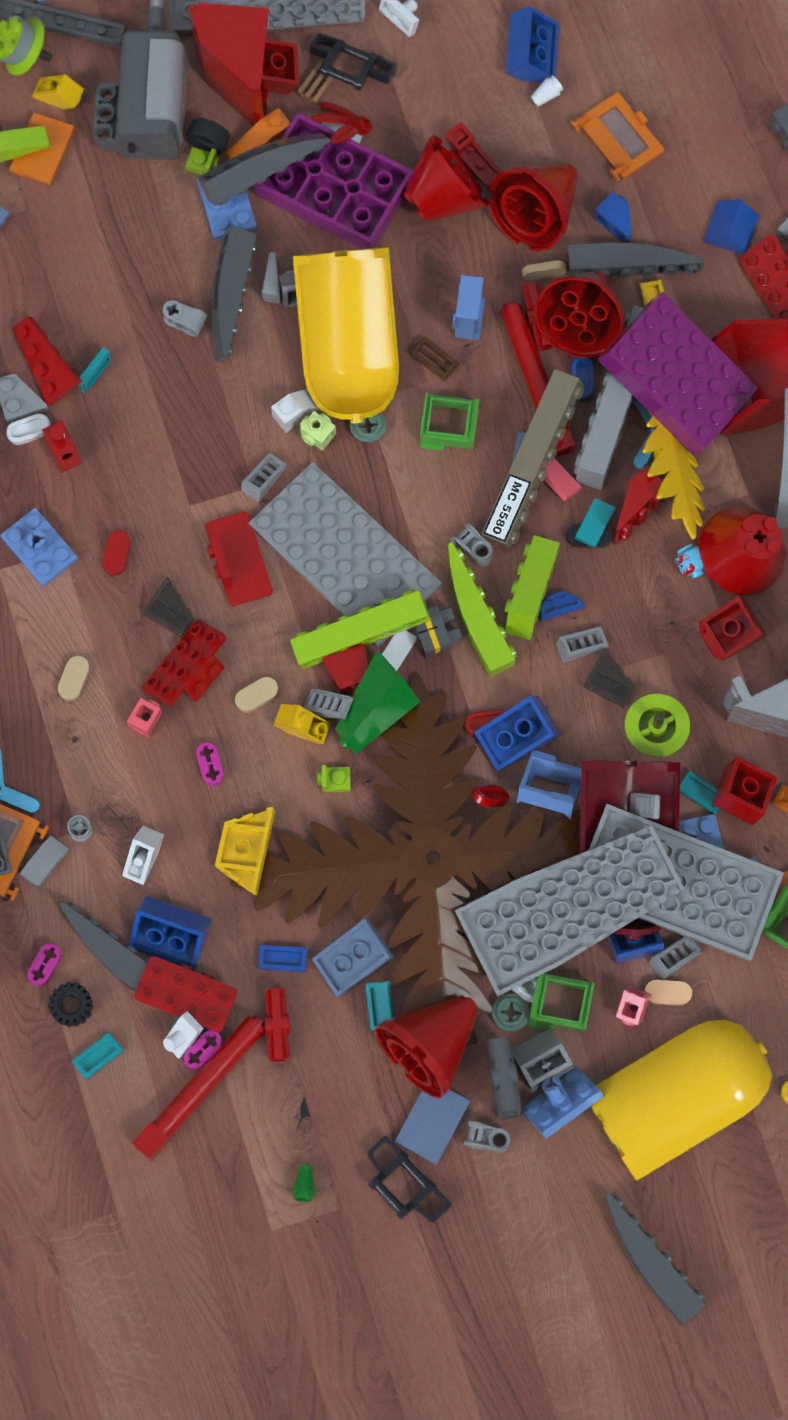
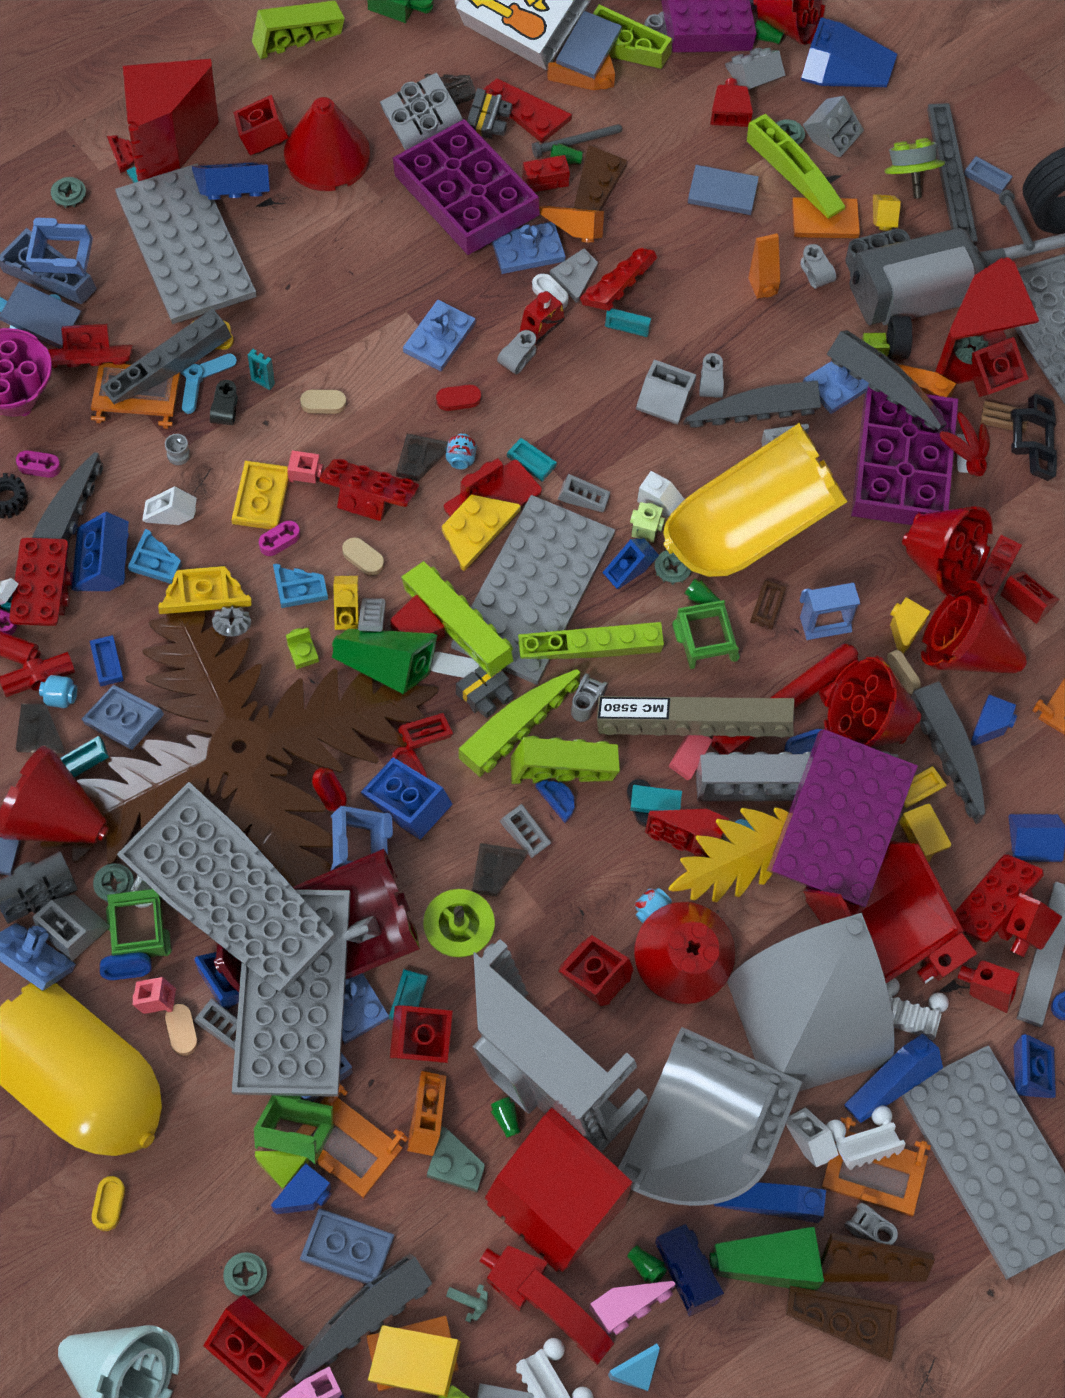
camera: 65 degrees right, 10 degrees down
(22, 720) = (264, 369): none -> teal tile
(44, 861) = (138, 431): light grey slope -> none
(48, 772) = (224, 403): none -> pearl dark grey piece
(91, 224) = (765, 266): none -> orange slope
(91, 483) = (518, 352): none -> light grey piece
(101, 178) = (817, 266): none -> light grey piece
(156, 767) = (260, 495): none -> yellow tile
(179, 569) = (461, 451): none -> medium azure head
(186, 363) = (666, 392): none -> light grey slope
(192, 884) = (154, 559): none -> dark azure wing
(208, 509) = (532, 459): none -> teal tile
(266, 582) = (476, 526): none -> yellow wing
(269, 762) = (299, 586): none -> dark azure wing
(292, 839) = (240, 625): none -> light grey gear
(304, 1009) = (58, 691): none -> medium azure head
(333, 1040) = (37, 730): none -> clear smoke wing
(352, 460) = (630, 562): none -> blue slope
(404, 412) = (700, 593): none -> green cone
(424, 520) = (592, 642): none -> lime slope
(460, 712) = (404, 729): none -> red tile
(499, 249) = (907, 623): none -> yellow slope
(507, 136) = (1028, 596): none -> red slope
(596, 1023) = (125, 966): none -> blue tile
(705, 312) = (924, 828): none -> yellow panel

